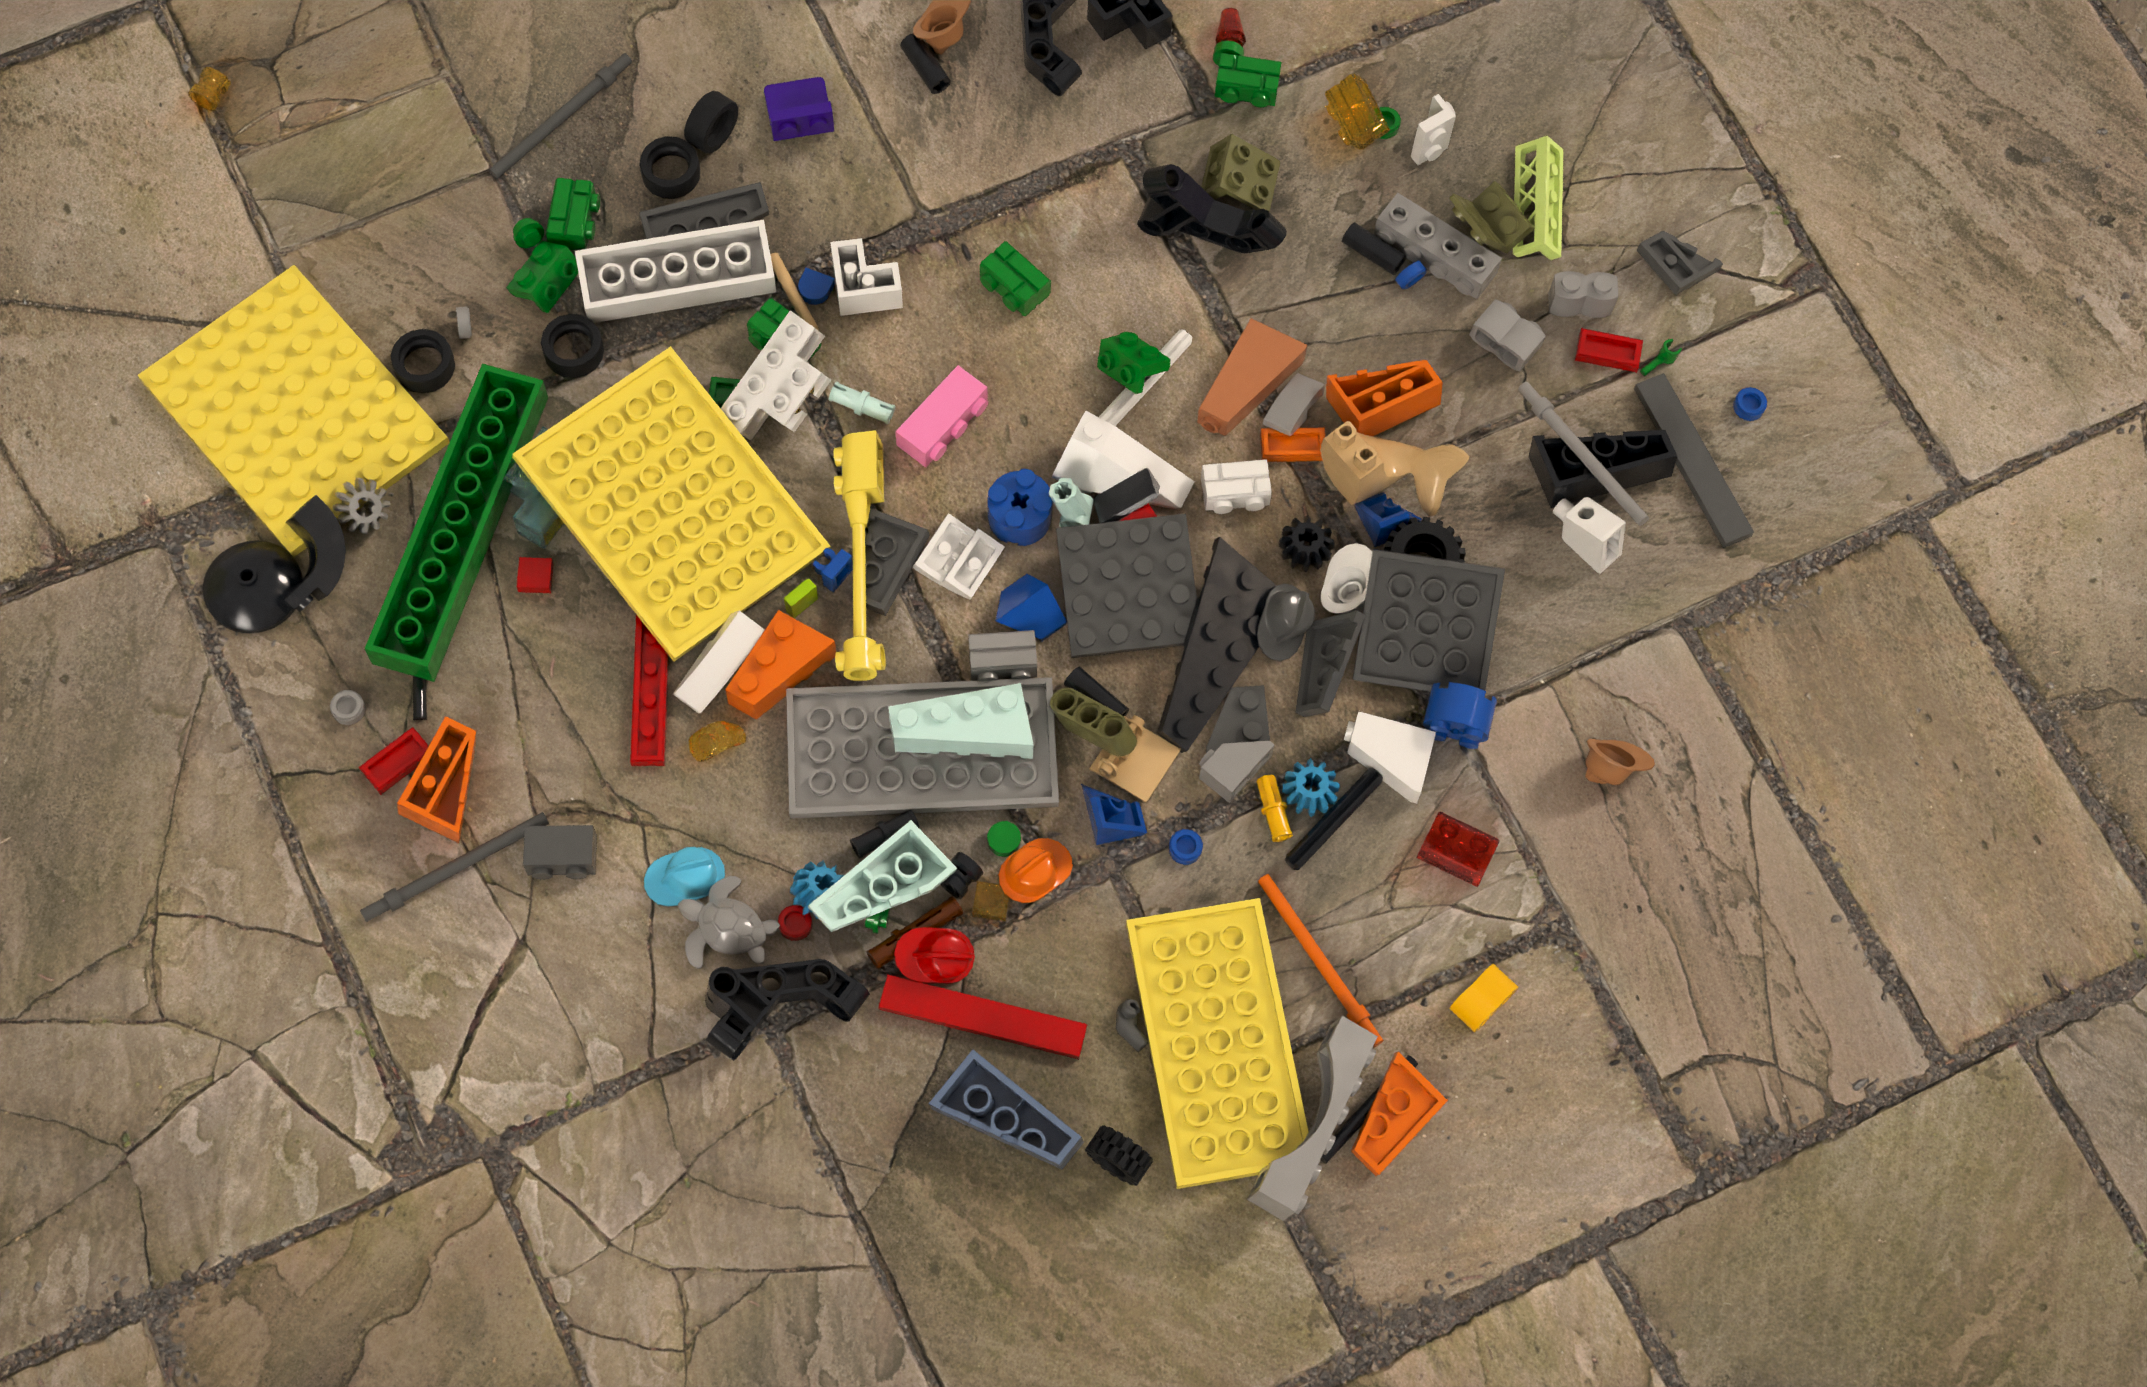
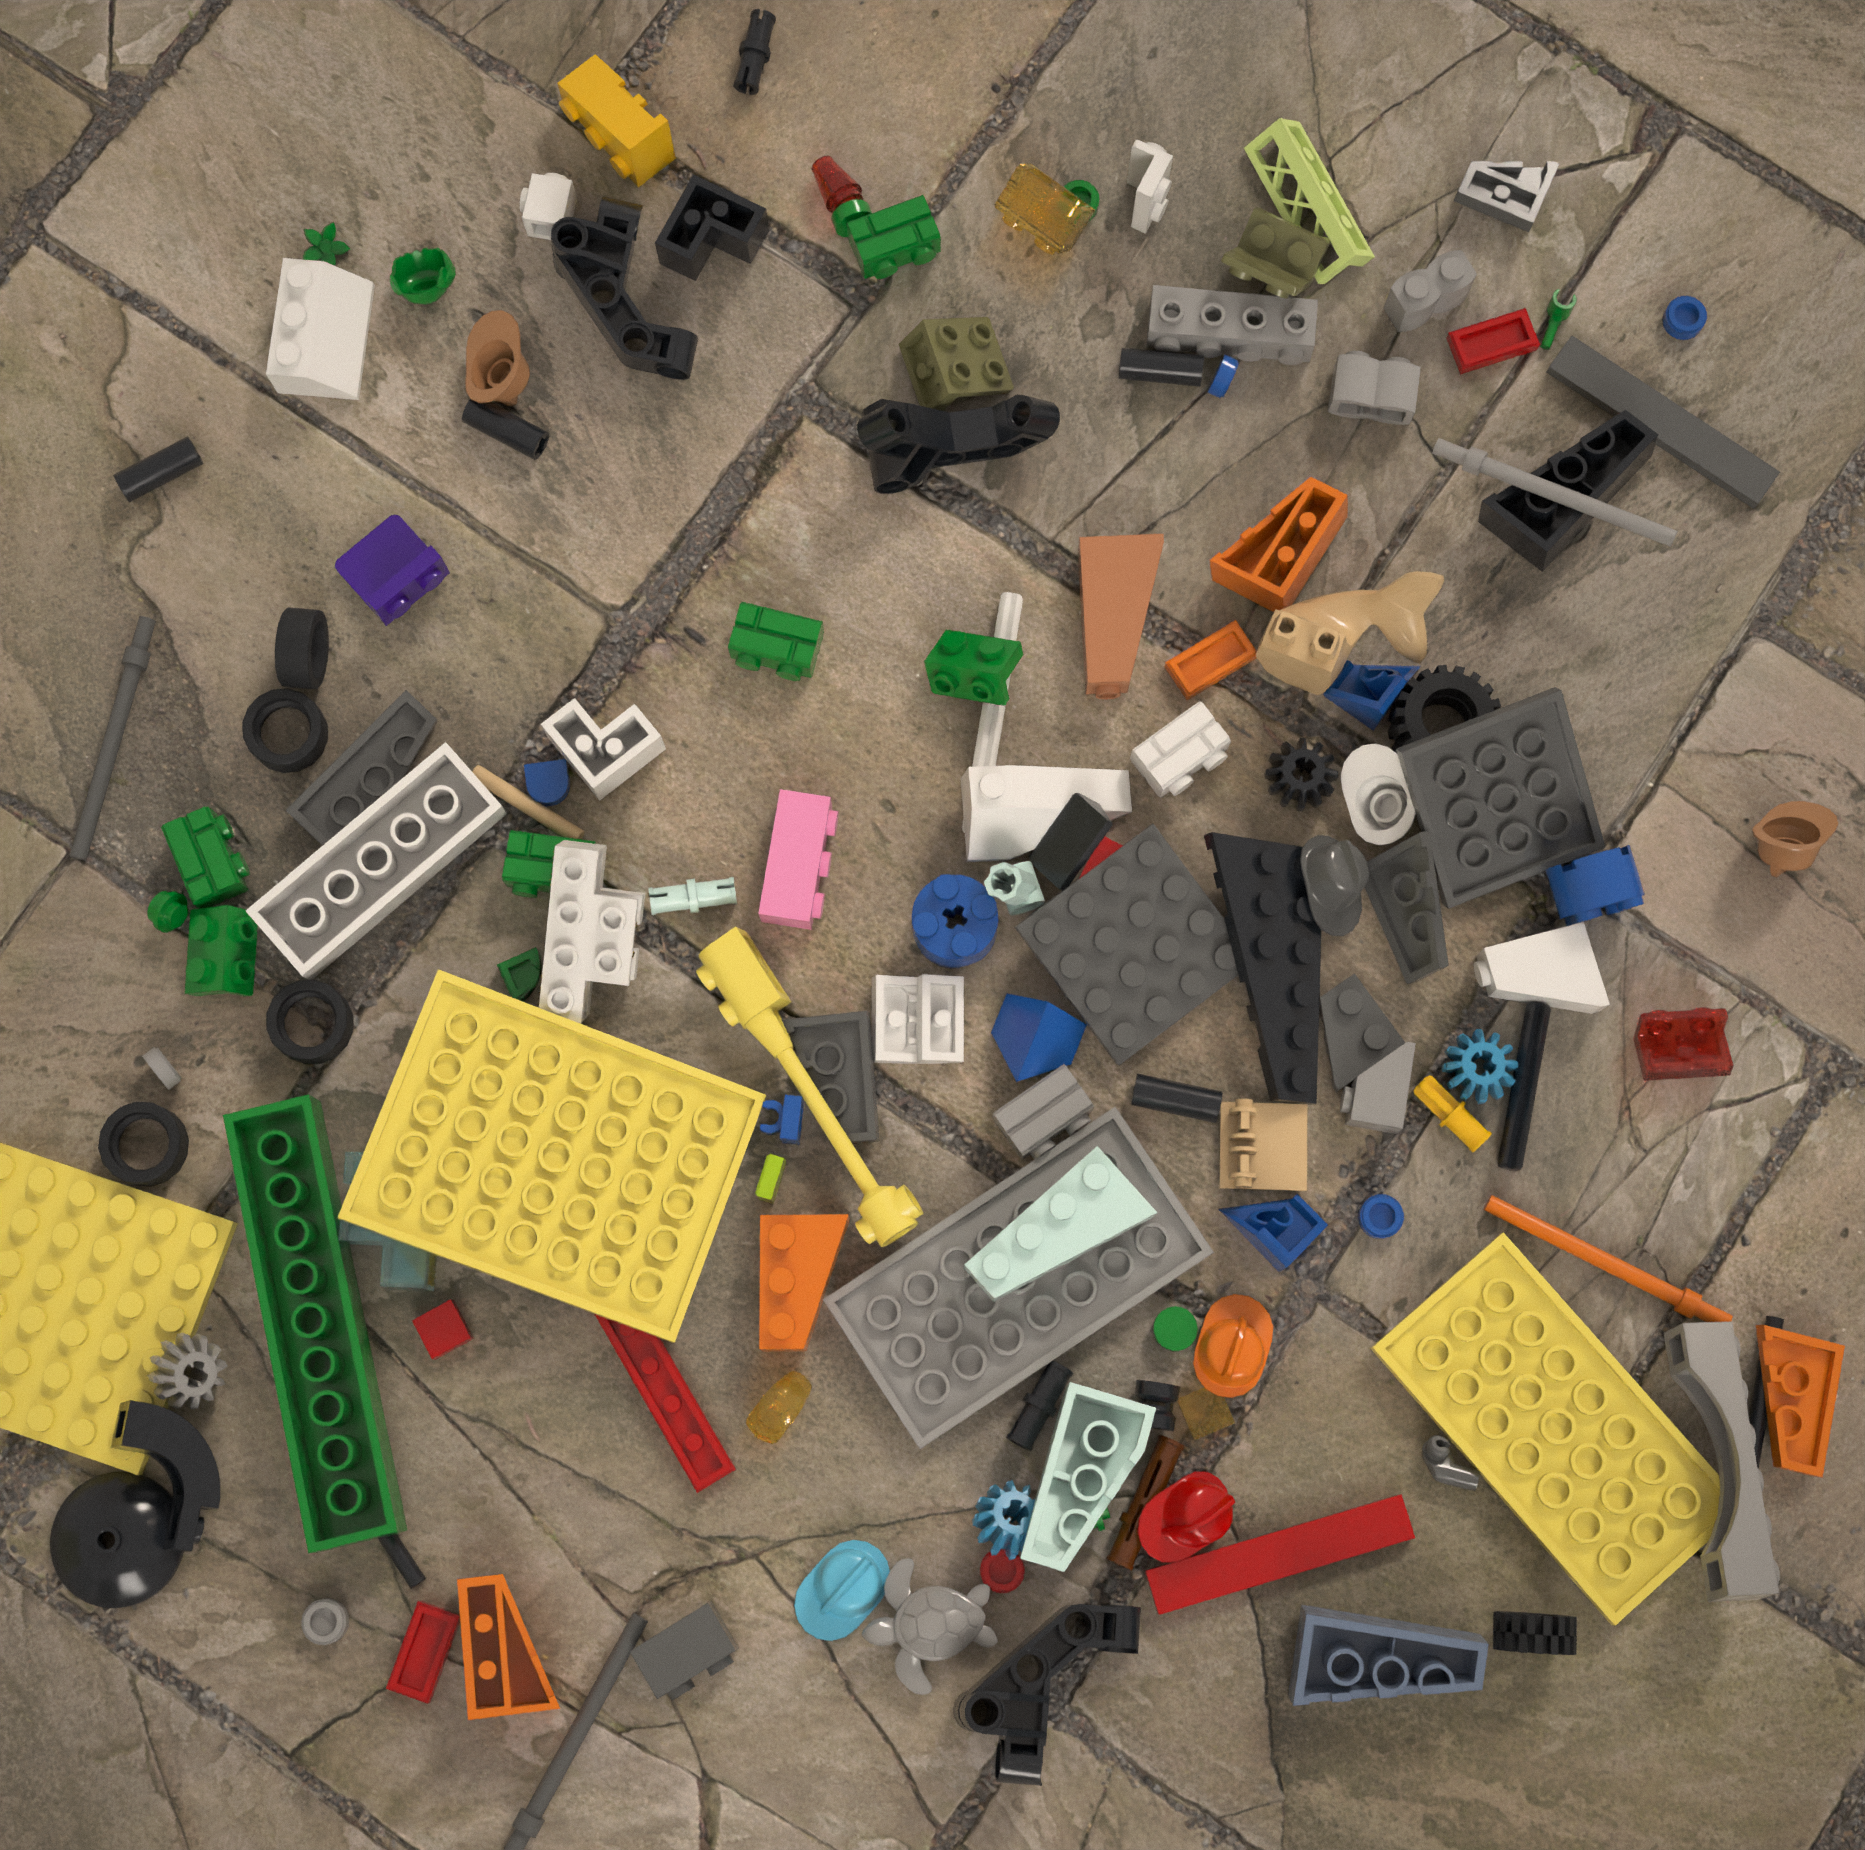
camera: 25 degrees left, 10 degrees up
(718, 661) = (726, 1313): white slope -> none
(1093, 721) = (1218, 1140): olive beam -> none
(1292, 404) = (1185, 612): light grey slope -> none
(1483, 997) = (1812, 1201): yellow axle -> none
(1591, 532) = (1607, 576): white torso -> none

